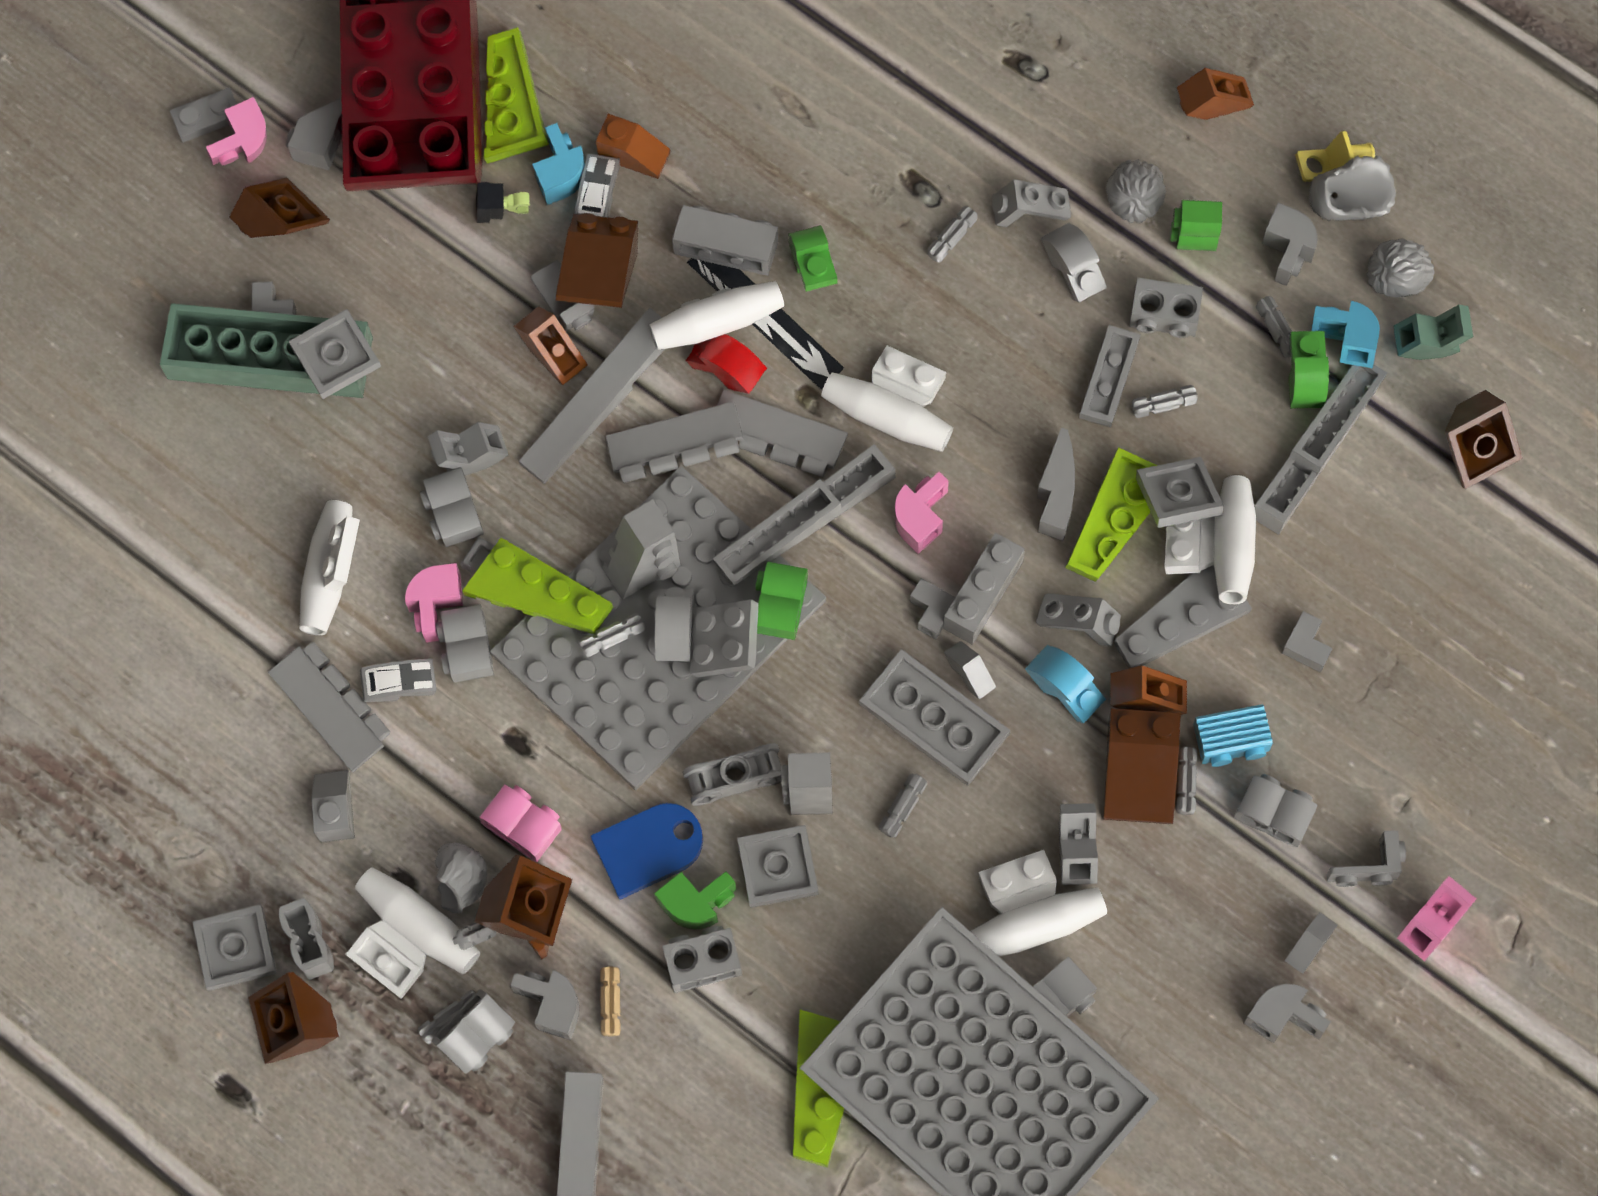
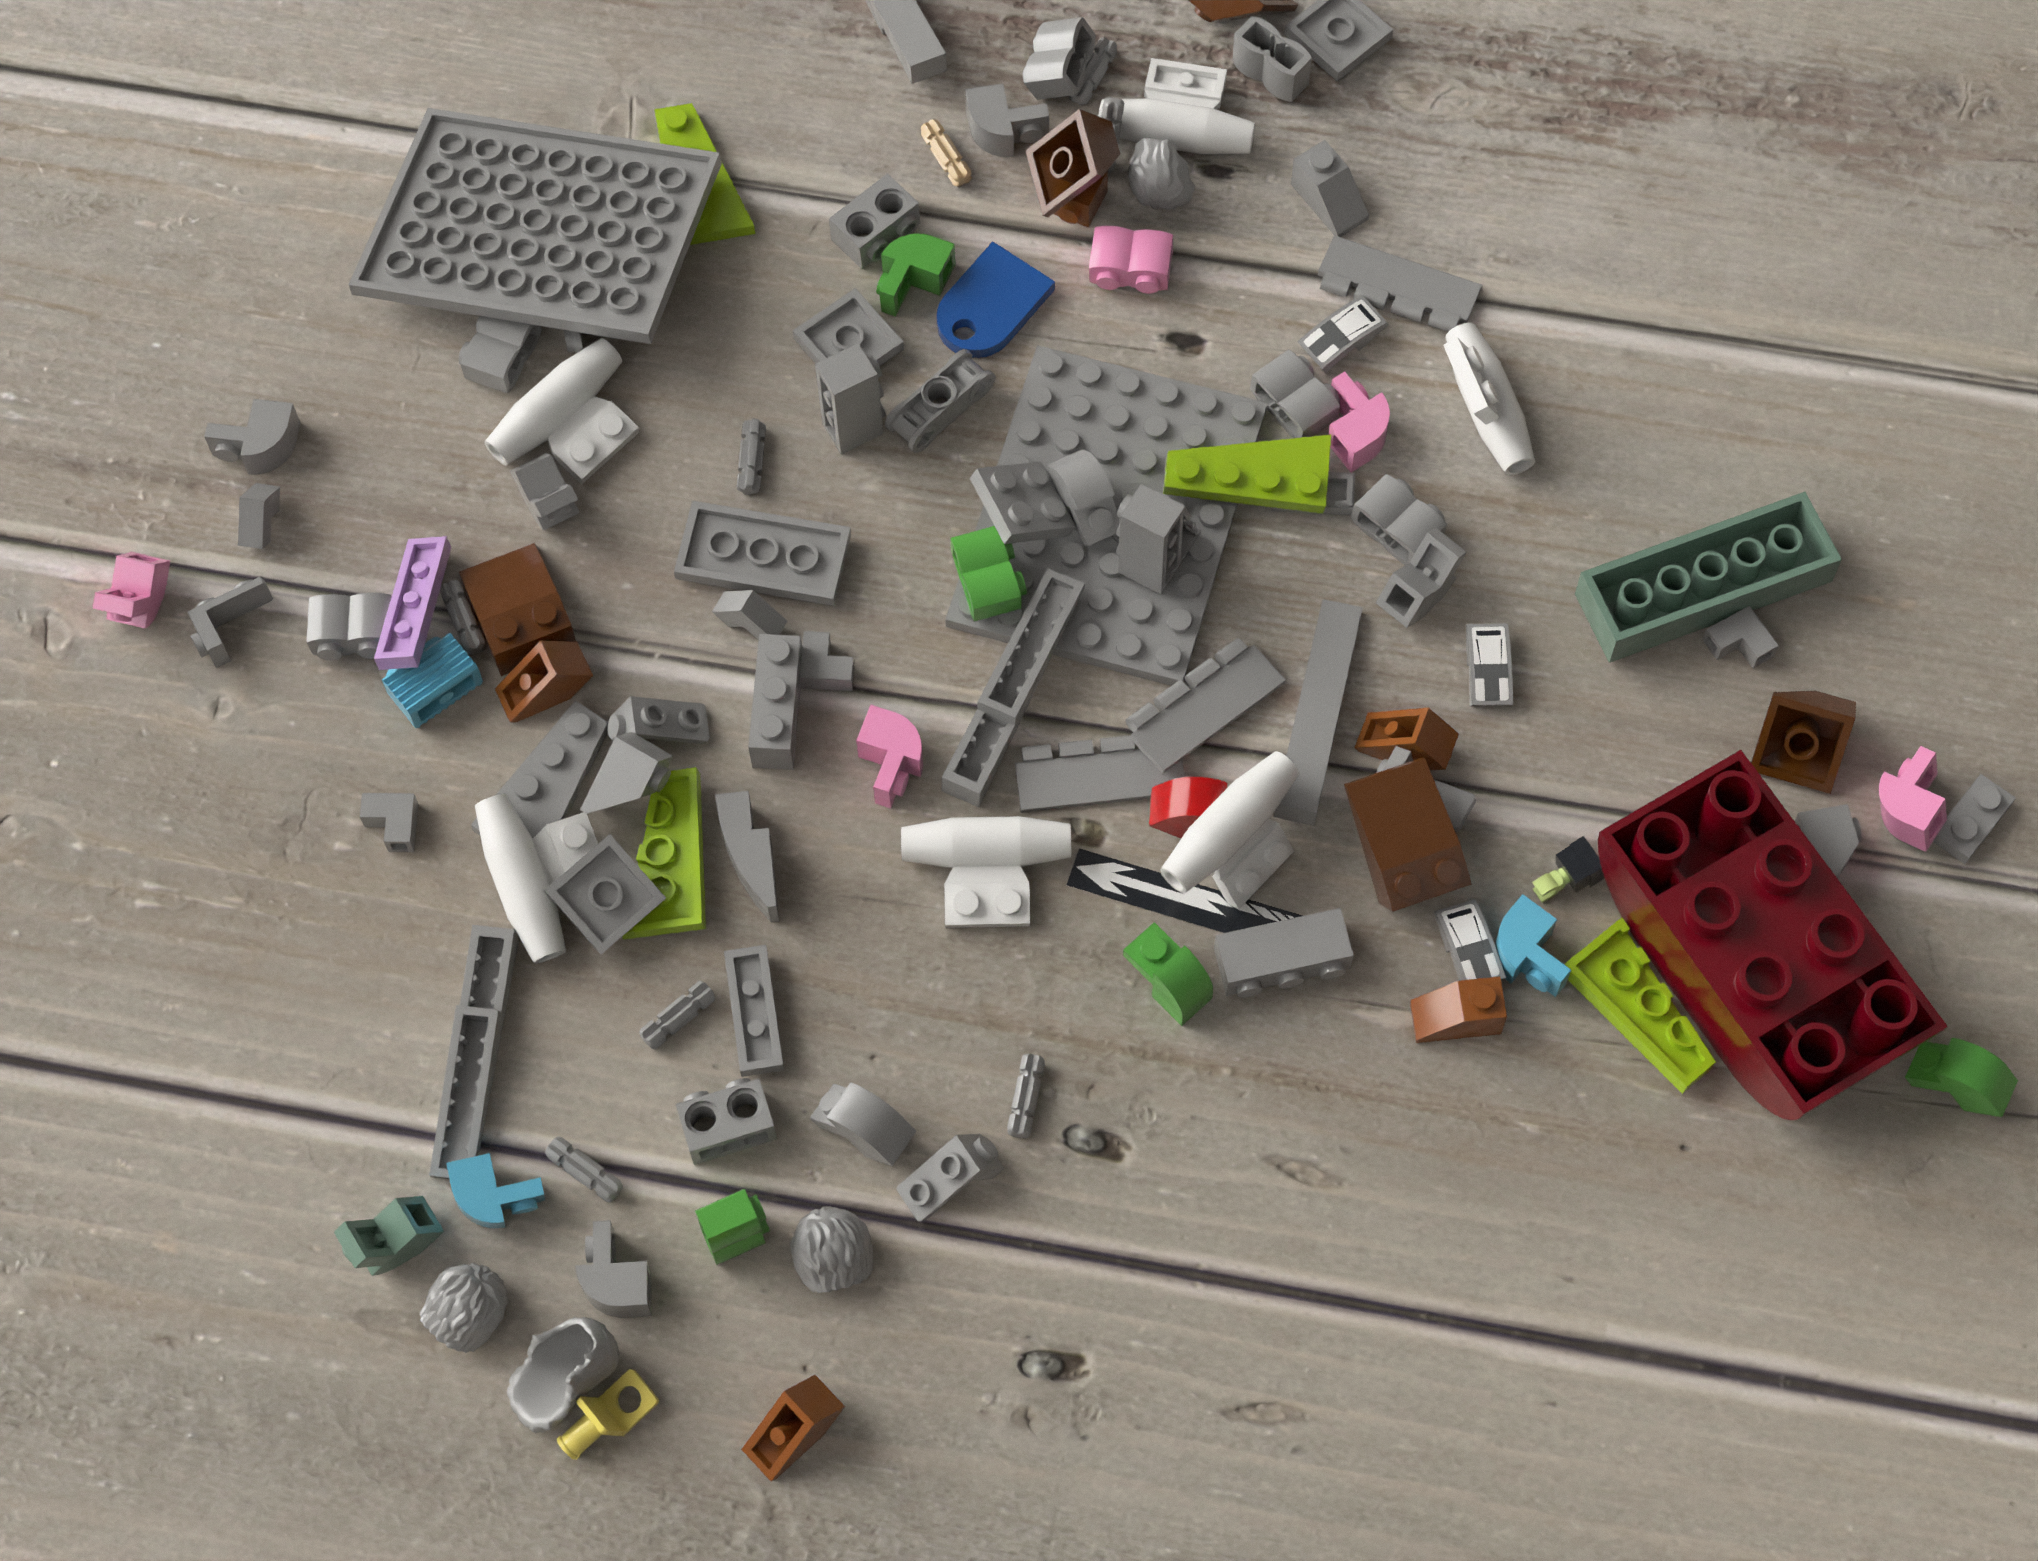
camera: 150 degrees right, 5 degrees down
(334, 354) = (1622, 579): light grey plate -> none
(456, 373) = (1489, 664): none -> slope
(612, 634) = (1146, 462): light grey axle -> none
(1068, 680) = (641, 642): medium azure brick -> none
(1122, 571) = (628, 773): none -> light grey slope
(1222, 795) = (412, 603): none -> lavender plate
(1309, 370) = (522, 1119): bright green brick -> none
(1481, 438) = (286, 1139): reddish brown slope -> none

